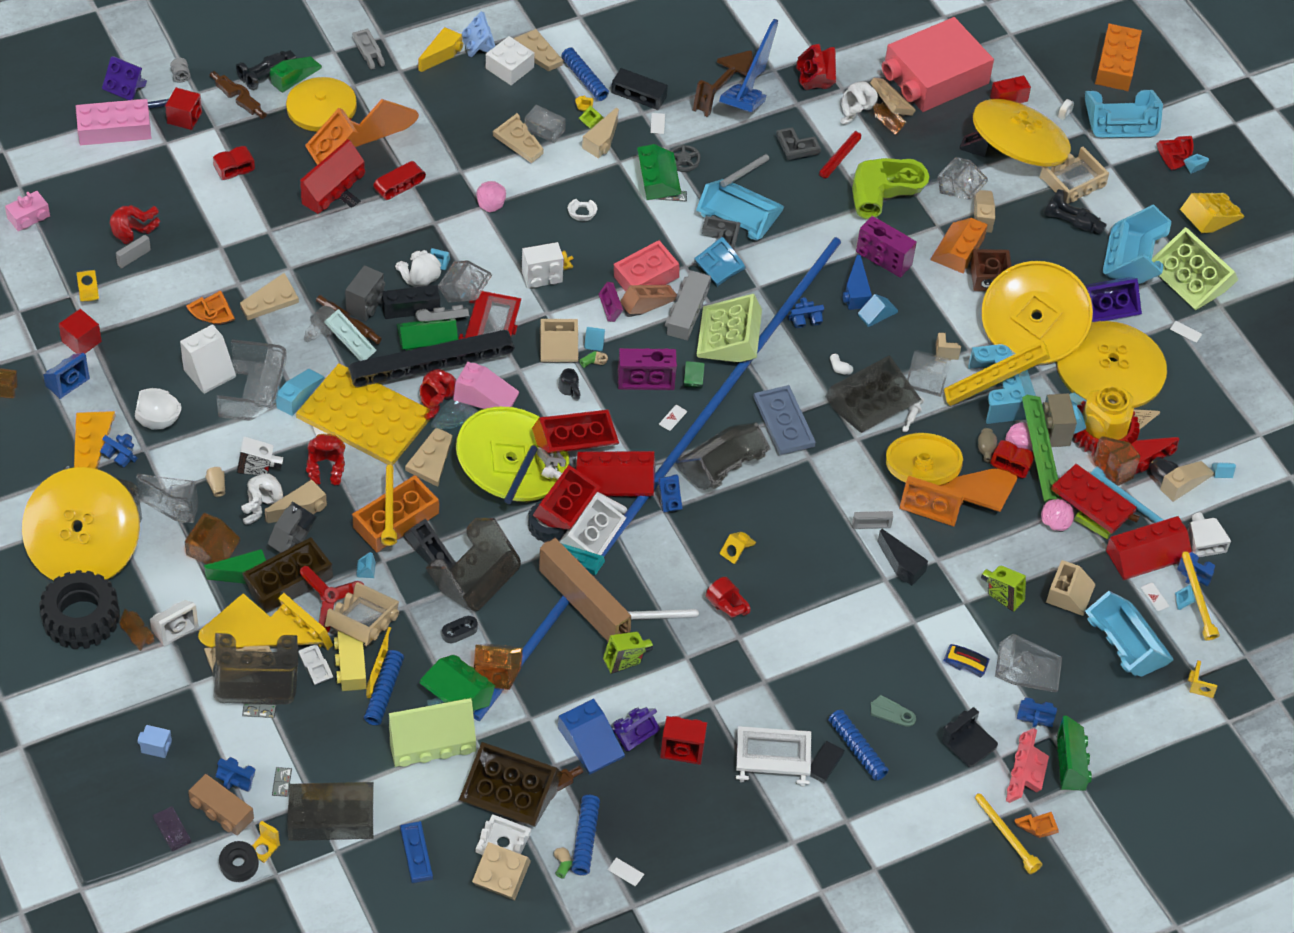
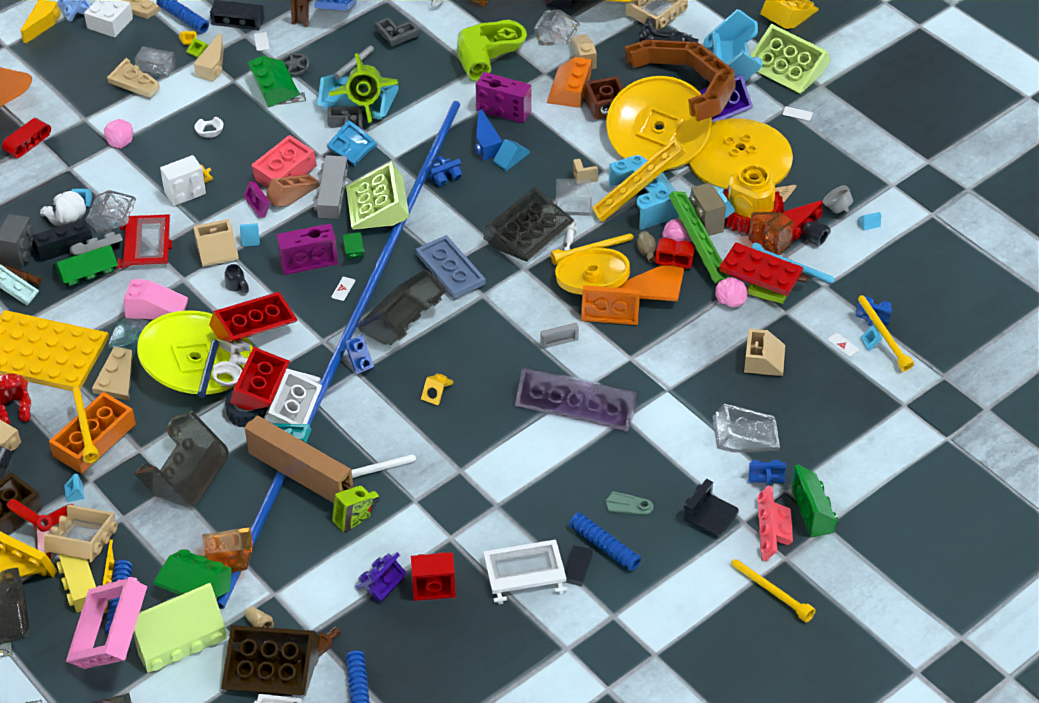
camera: 10 degrees left, 5 degrees down
(315, 664) = (42, 593): white slope -> none
(381, 719) = (122, 628): none -> bright pink window
(428, 544) = (130, 452): black slope -> none
(430, 358) = (93, 284): black beam -> none
(434, 389) = (104, 310): red hair -> none
(459, 629) = (182, 526): black beam -> none
(509, 740) = (258, 618): none -> tan cone
(540, 478) = (228, 368): none -> white piece
(590, 736) = (339, 595): blue slope -> none
(595, 358) = (253, 252): arm -> none
(620, 471) = (305, 345): red slope -> none
(723, 594) = (438, 434): red piece -> none
(747, 203) = (355, 89): none -> lime brick
(839, 366) = (490, 210): white arm -> none
(840, 154) = (438, 32): red axle -> none
(871, 590) = (576, 398): none -> clear purple slope
(895, 433) = (557, 255): none -> yellow piece
(905, 562) = (599, 364): black slope -> none
(962, 657) = (684, 438): slope -> none
(1006, 586) = (703, 365): lime torso -> none
(1038, 826) = (800, 575): orange slope -> none
(1102, 254) = (697, 57): none -> dark orange piece
(1130, 633) = (828, 378): medium azure windscreen -> none
(1149, 547) = (824, 302): red slope -> none
(1185, 479) = (837, 237): tan slope -> none
(1196, 684) = (907, 411): yellow bracket -> none
(1197, 439) = (838, 199): none -> light grey piece
(1207, 536) = (874, 280): white torso -> none

